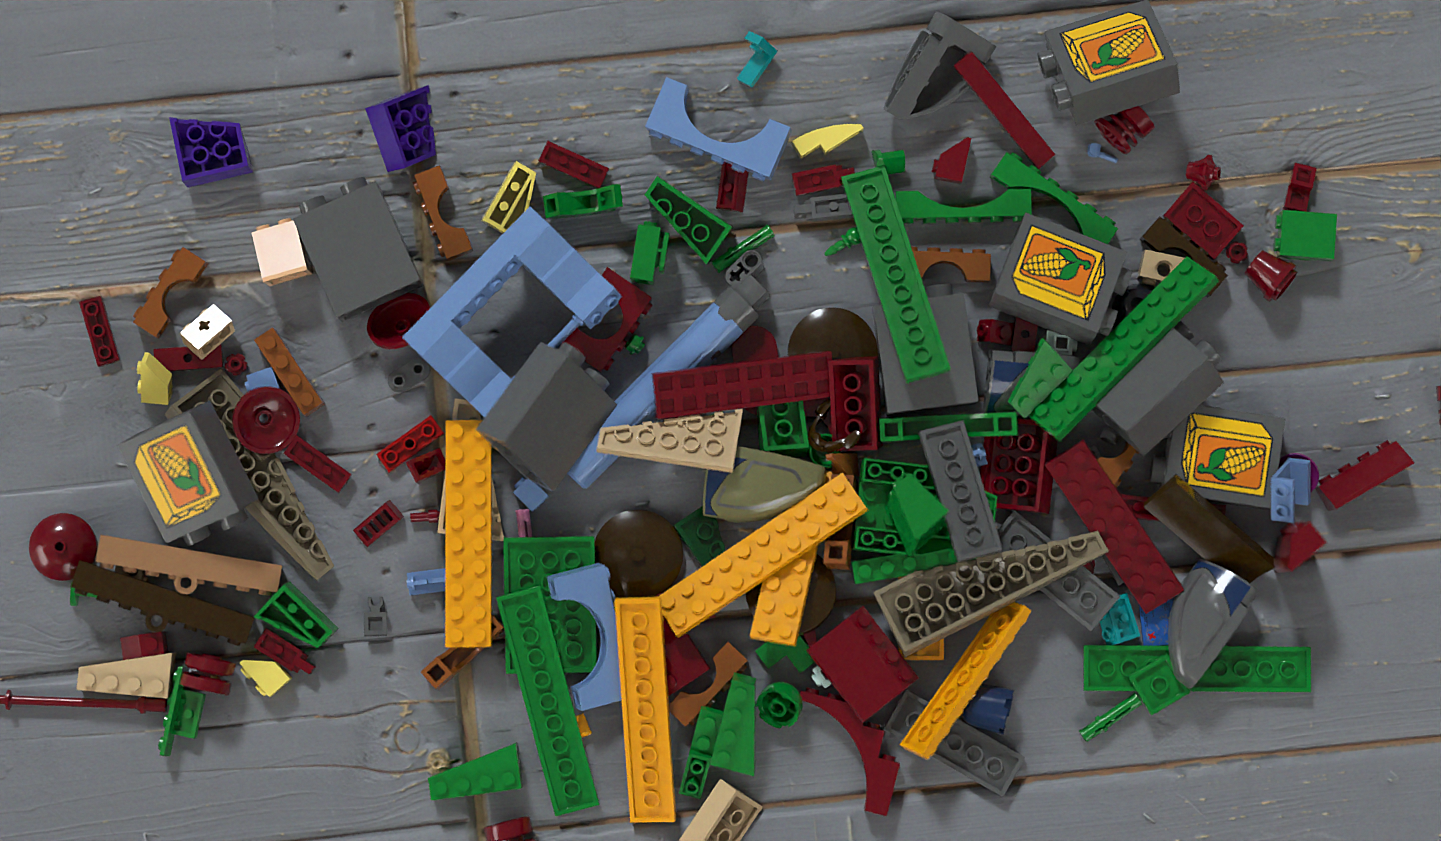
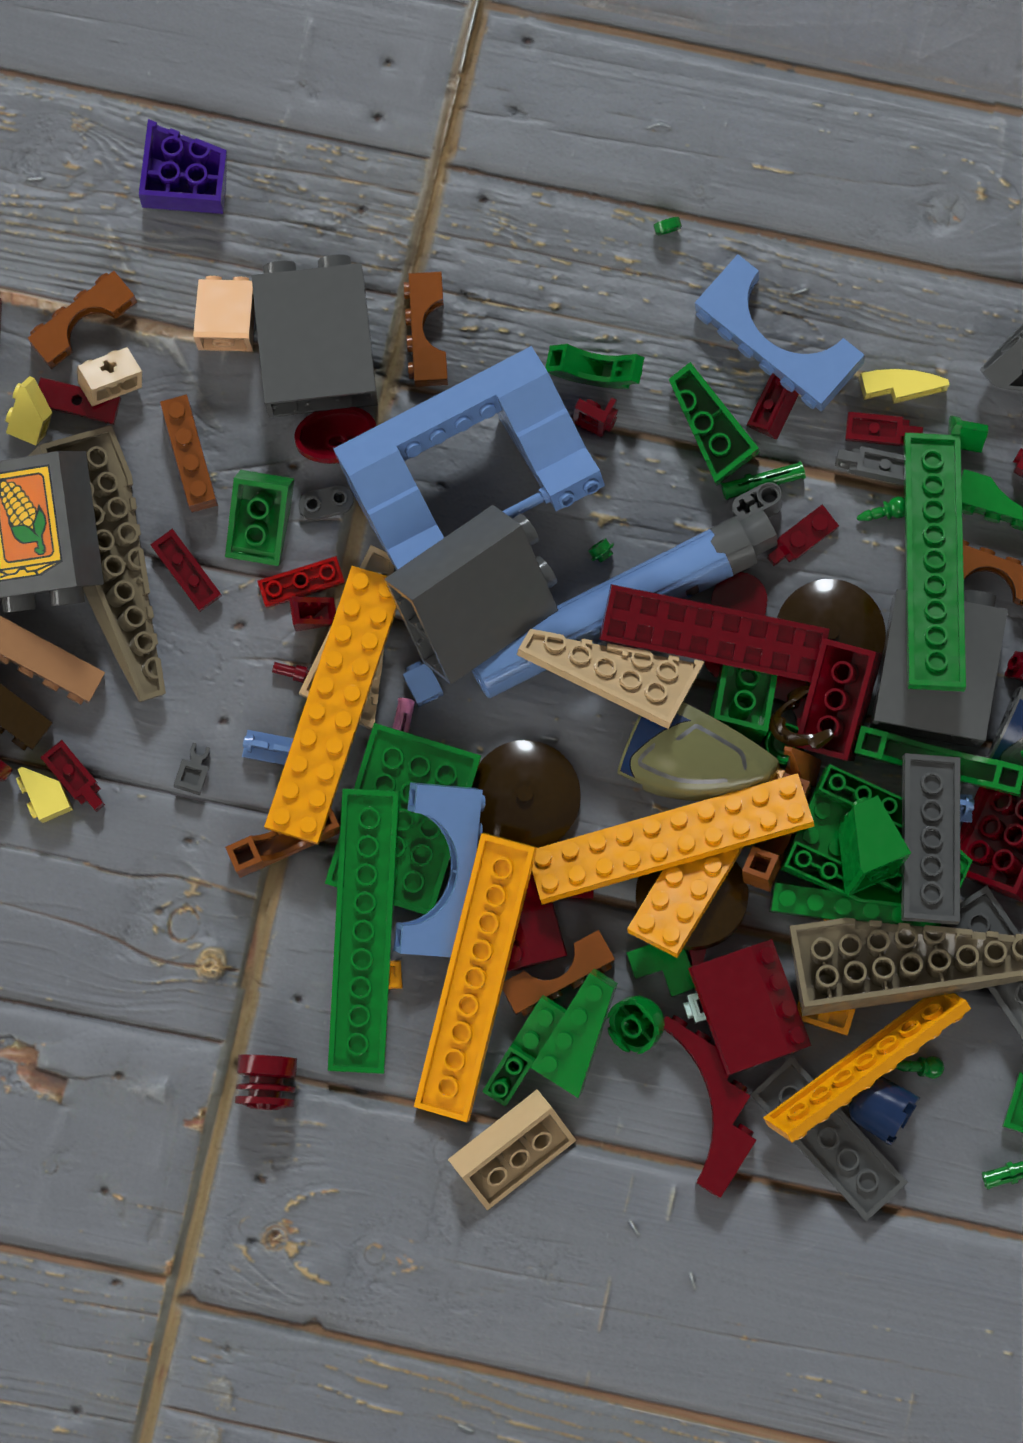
camera: 20 degrees right, 5 degrees down
(236, 370) = (130, 433): dark red plate -> none
(262, 378) = (154, 456): medium blue brick -> none
(276, 430) = (159, 508): dark red dish -> none
(297, 615) = (103, 736): green wedge -> none
(360, 404) = (258, 517): none -> green slope
(391, 509) = (255, 652): dark red slope -> none
(403, 128) = (413, 217): dark purple wedge -> none
(482, 775) = (260, 993): green wedge -> none
(511, 199) = (512, 334): light yellow wedge -> none
(573, 164) = (596, 321): dark red plate -> none
(594, 243) = (594, 419): none -> dark red bracket
(604, 70) = (667, 226): none -> green tile
(634, 303) = (614, 503): dark red arch -> none
(649, 253) = (652, 449): green brick -> none
(701, 536) = (606, 796): dark green wing -> none
(759, 61) = (859, 266): teal bracket -> none
(788, 282) = (803, 536): none -> dark red hinge
(1014, 663) = (930, 1067): none -> green bar

